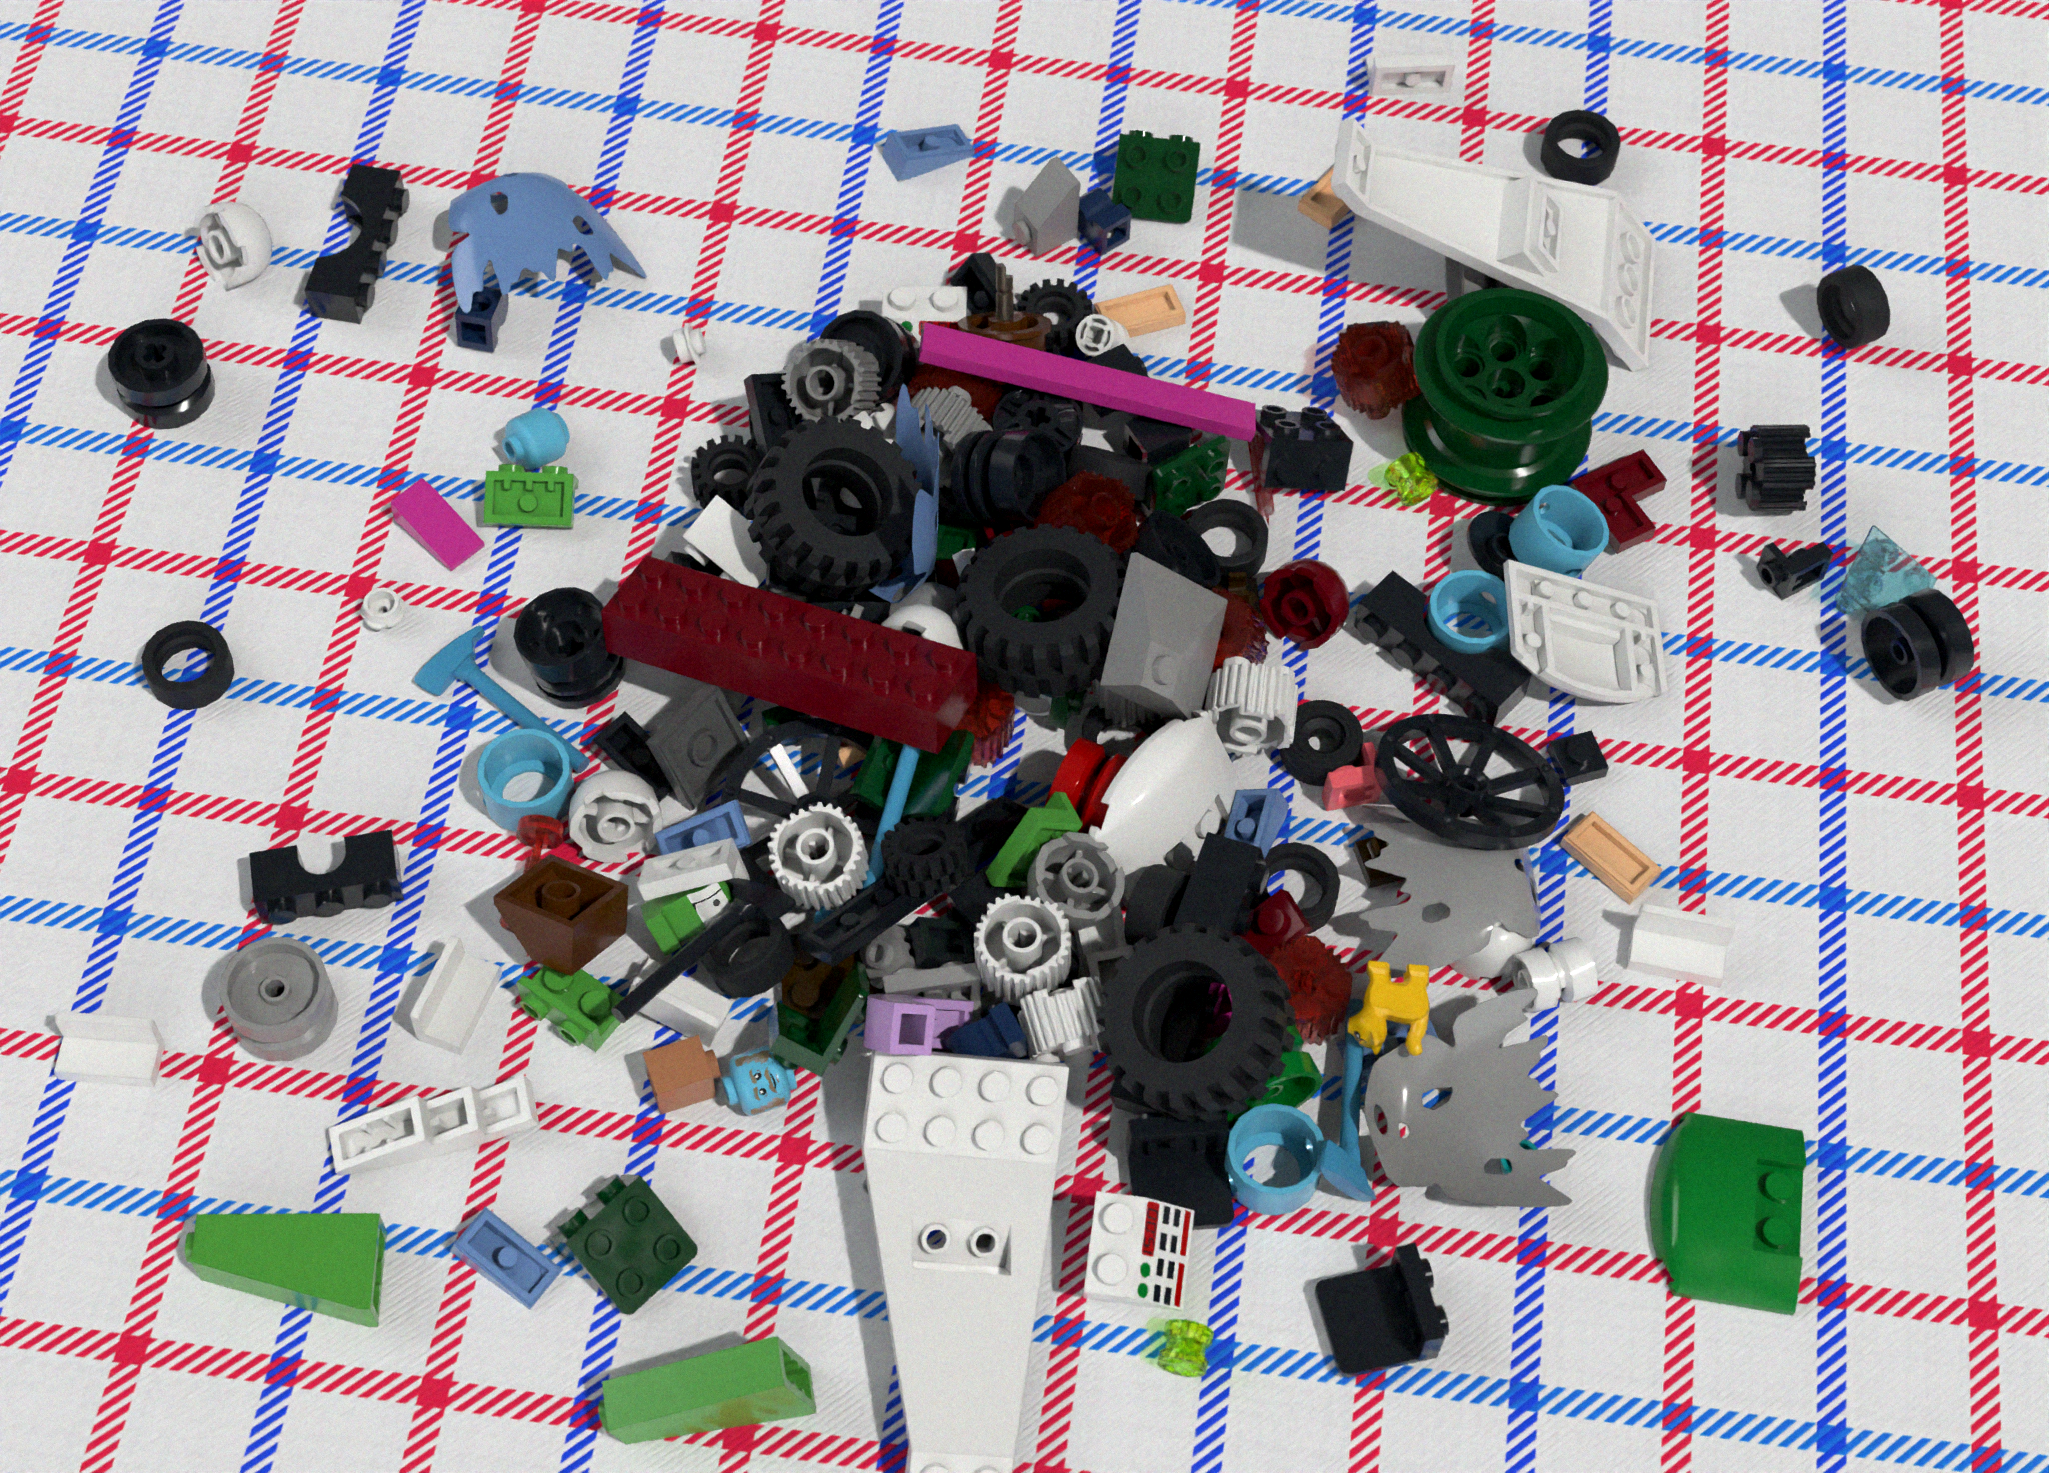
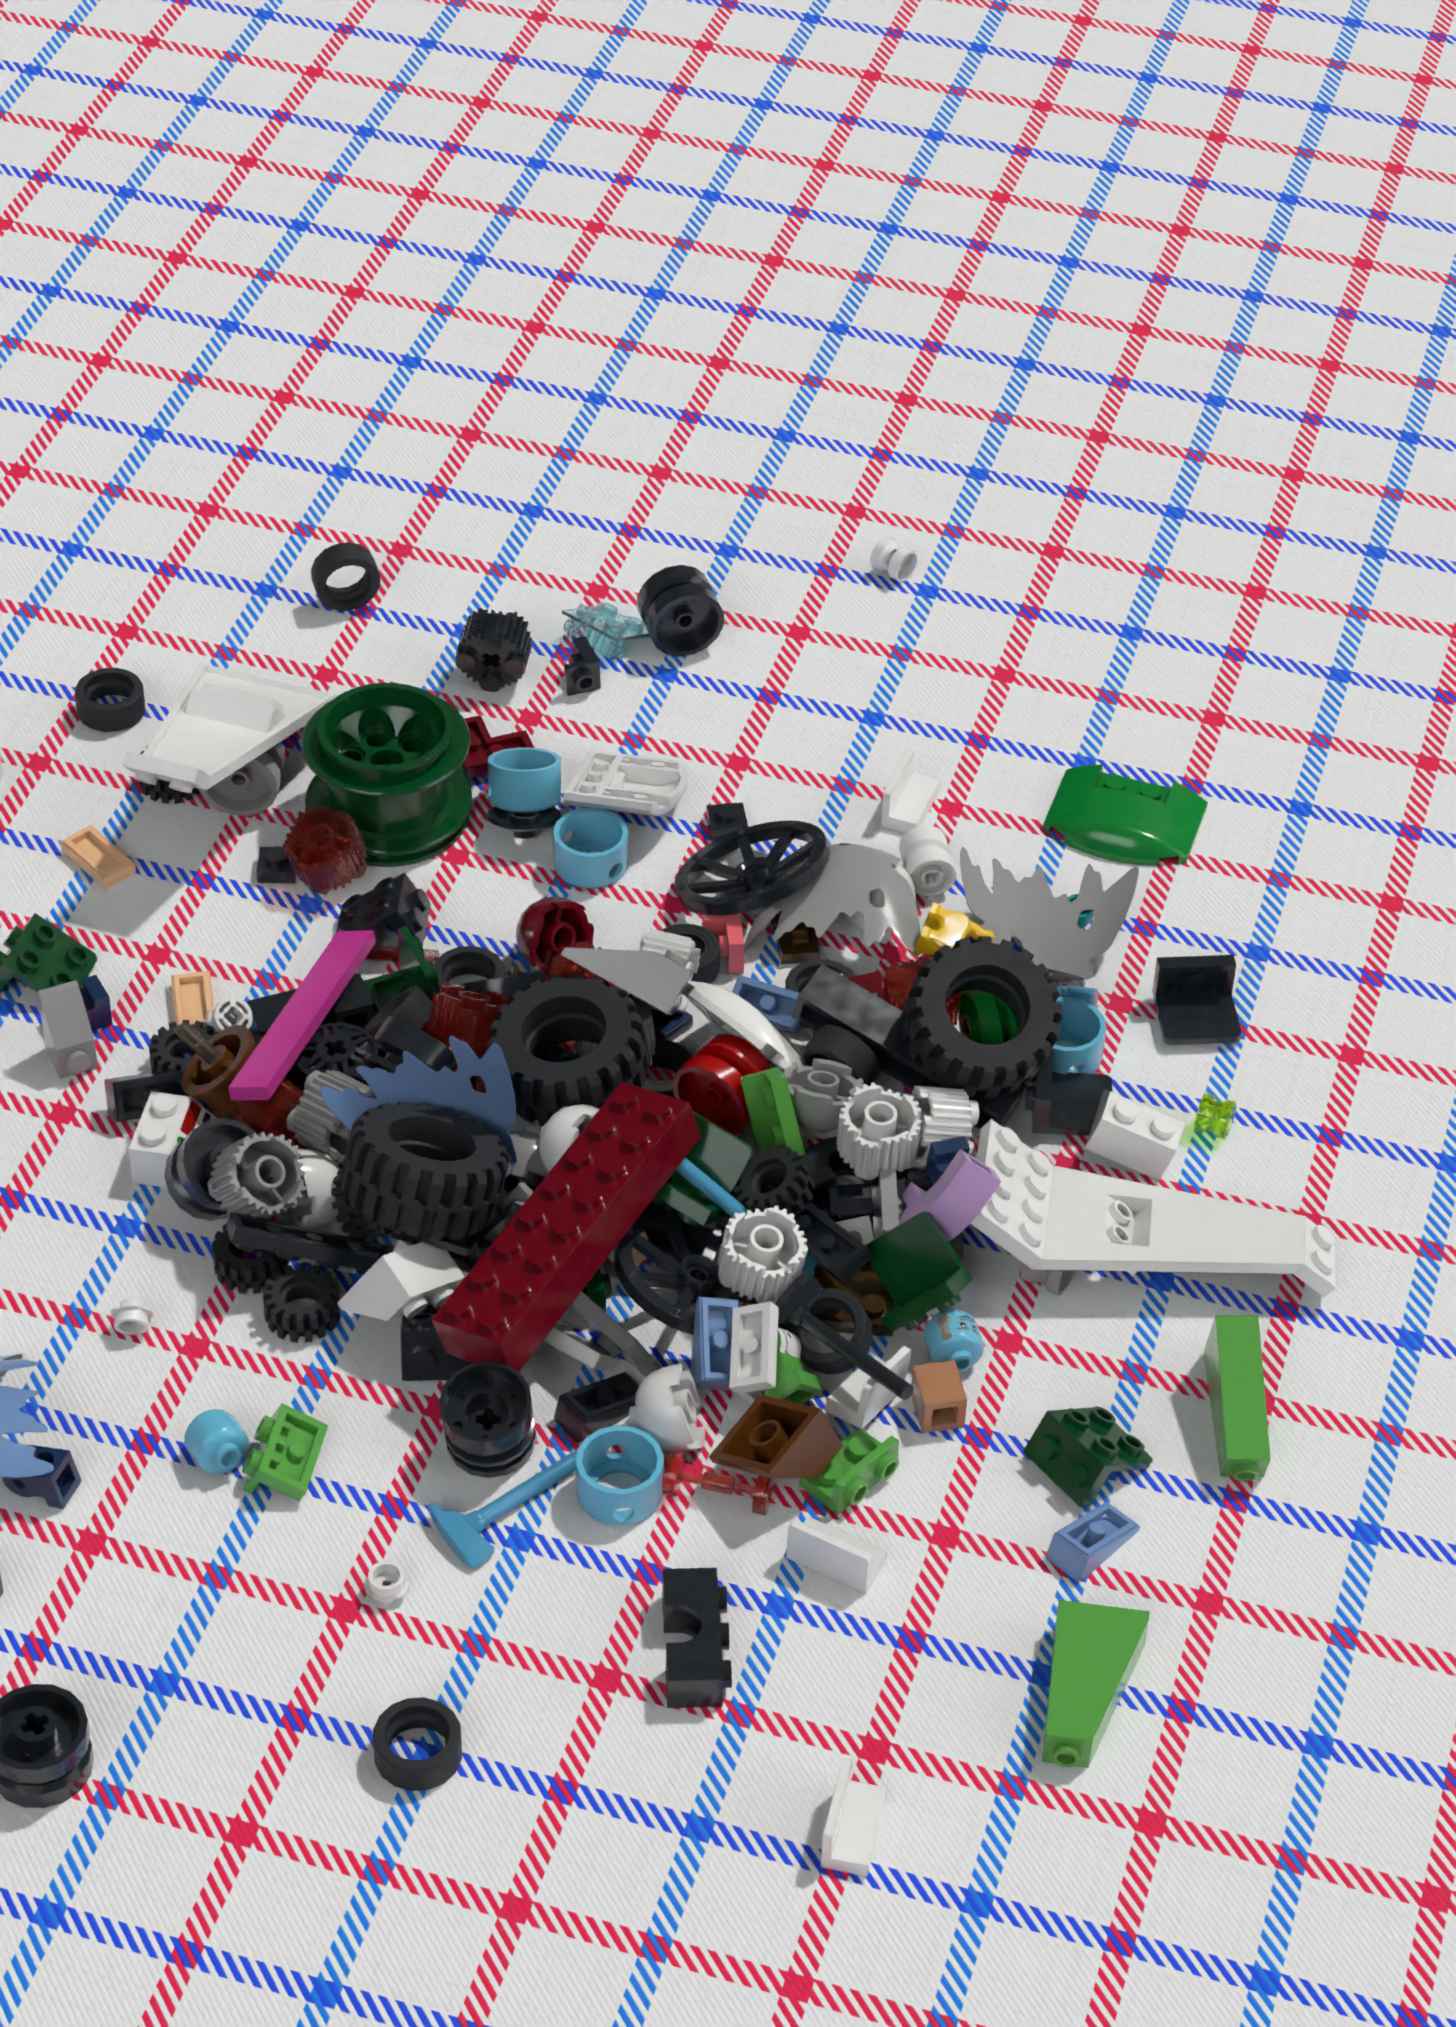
camera: 80 degrees left, 15 degrees down
(278, 998) = (826, 1670): light grey wheel -> none
(434, 1127) = (963, 1576): white slope -> none
(435, 524) = (293, 1535): dark pink slope -> none
(1411, 479) = (436, 859): clear neon green wheel -> none
(1481, 683) = (653, 854): black arch -> none
(1611, 857) = (829, 815): light nougat tile -> none

